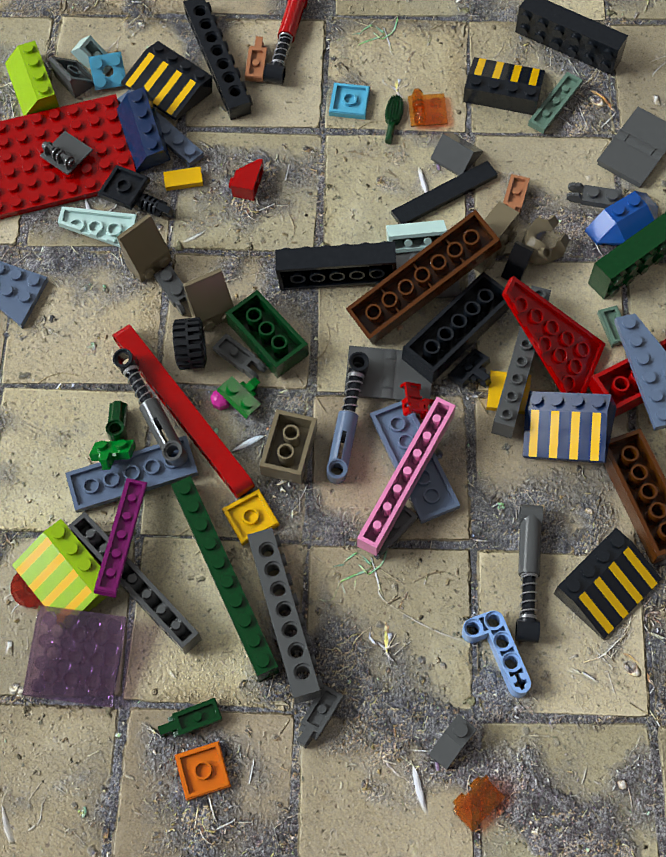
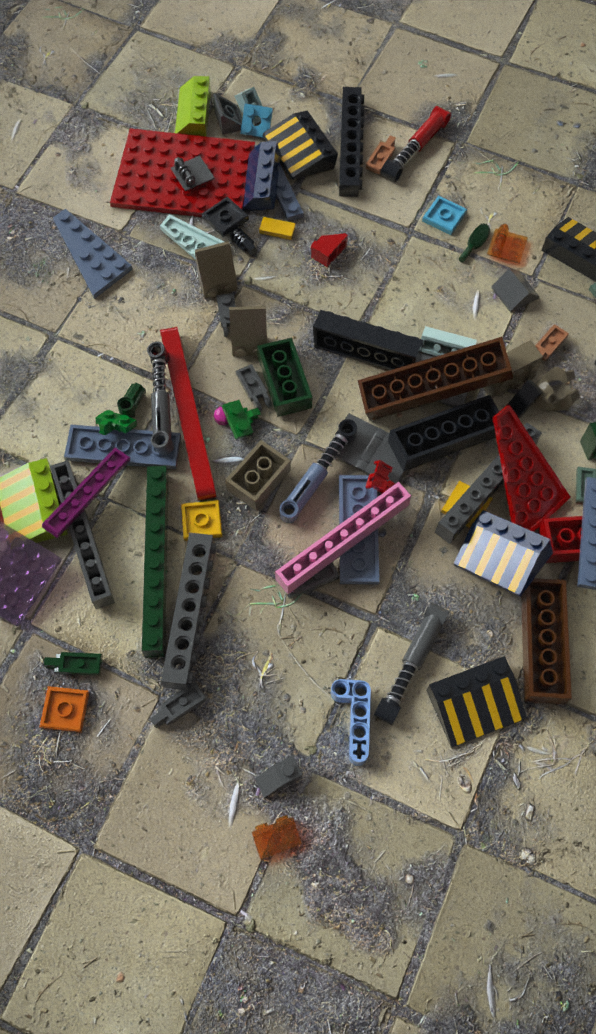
camera: 20 degrees right, 0 degrees up
(189, 343) = (216, 359): black tyre -> none
(444, 193) = (490, 319): black tile -> none
(471, 370) = (442, 473): black hinge -> none

